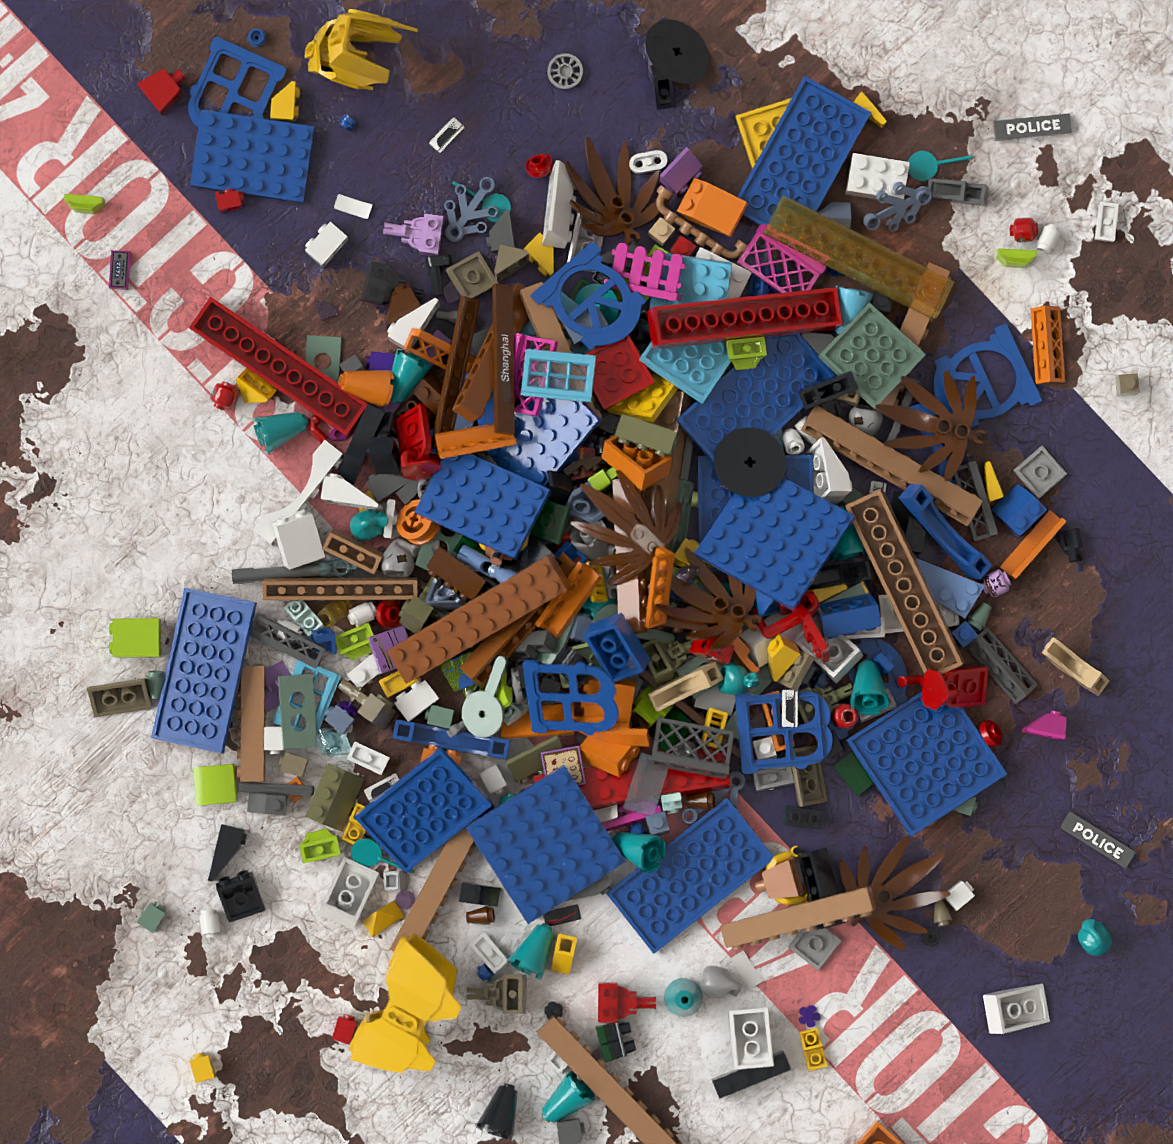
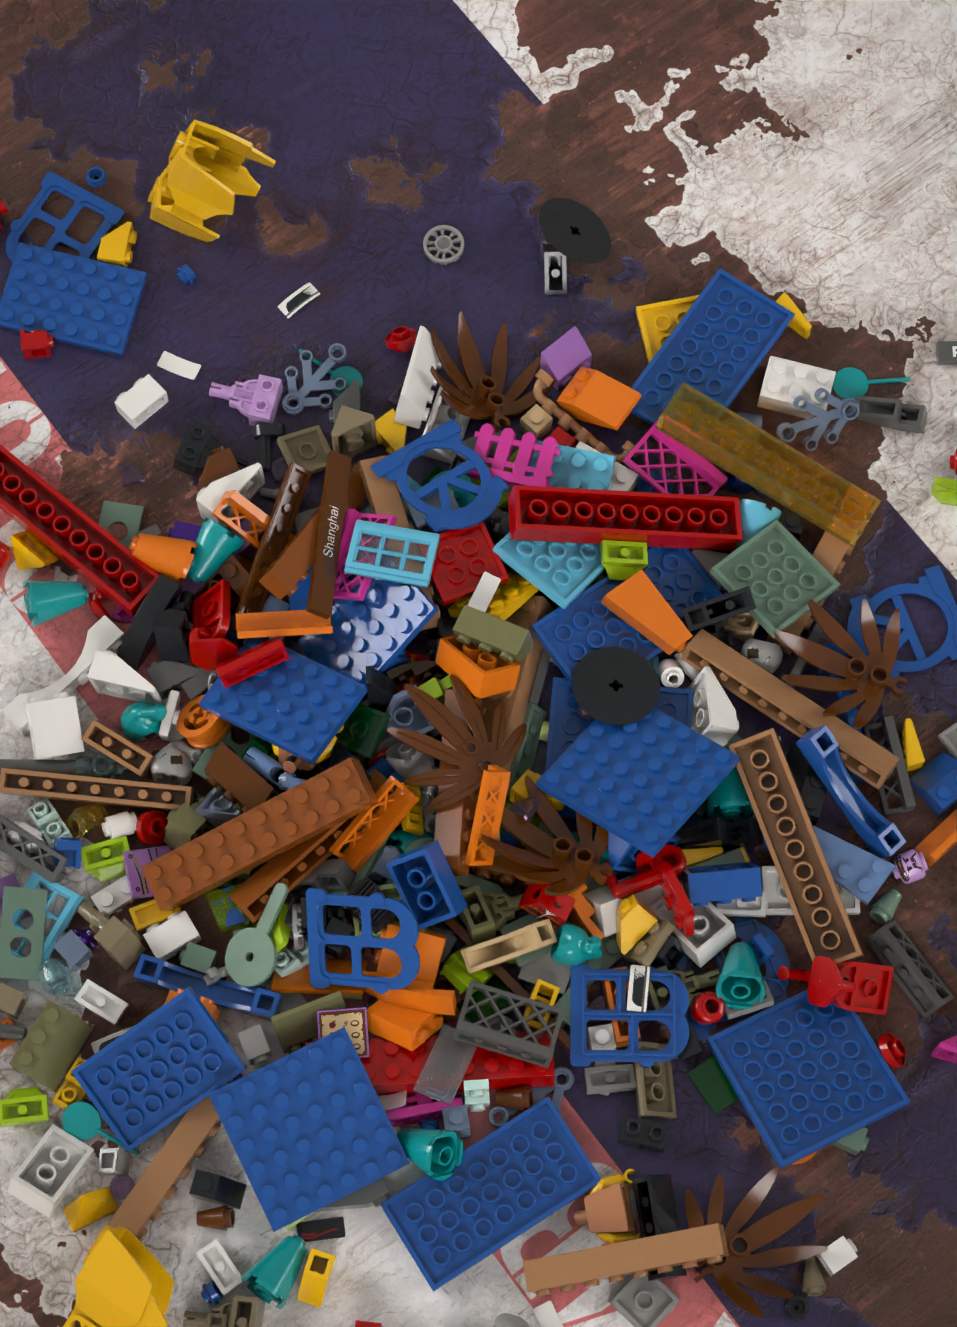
camera: 10 degrees right, 15 degrees down
(453, 474) = (252, 661): none -> red panel
(635, 399) = (484, 592): none -> white sticker
(647, 161) = (528, 347): white plate -> none
(769, 395) = (648, 612): none -> orange slope
(963, 634) = (865, 923): blue brick -> none

